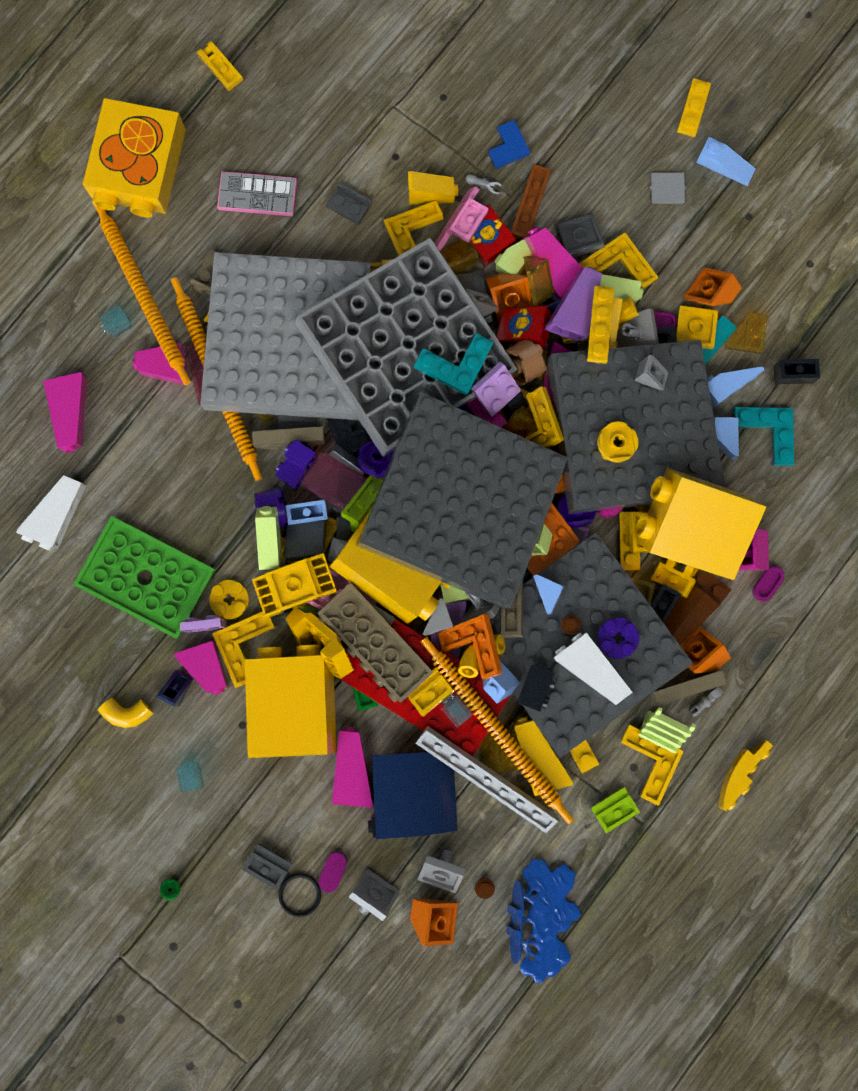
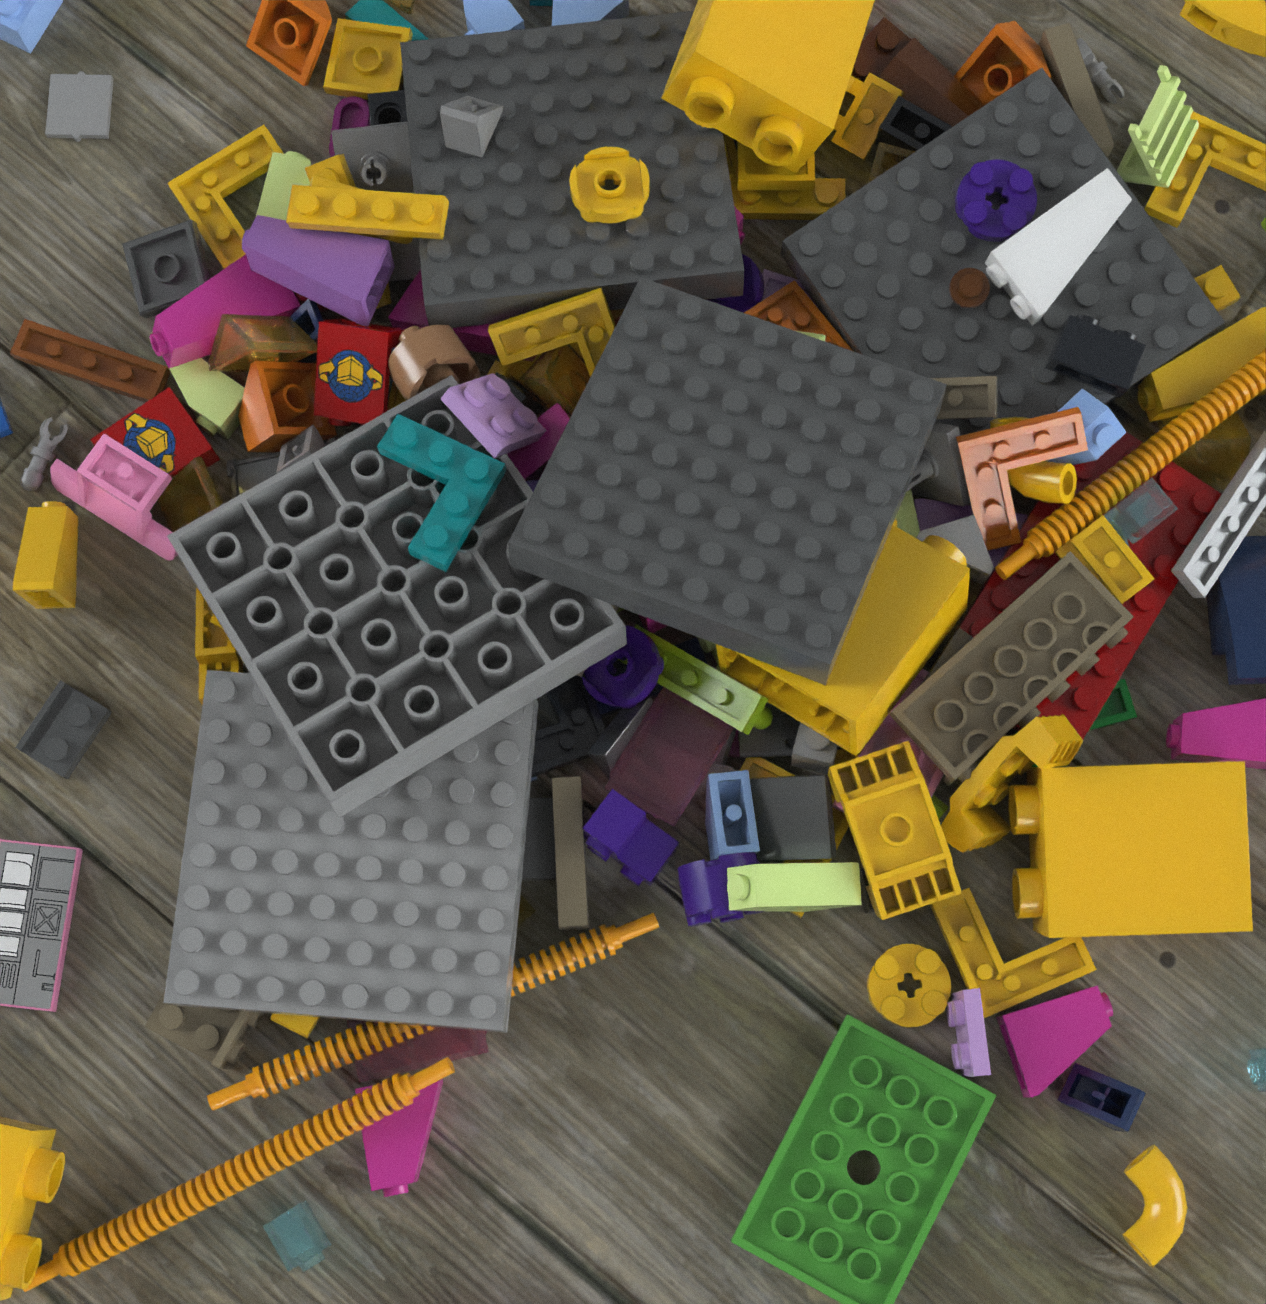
camera: 85 degrees left, 5 degrees down
(402, 224) = (121, 620): yellow plate -> none
(549, 592) = (909, 326): light blue slope -> none

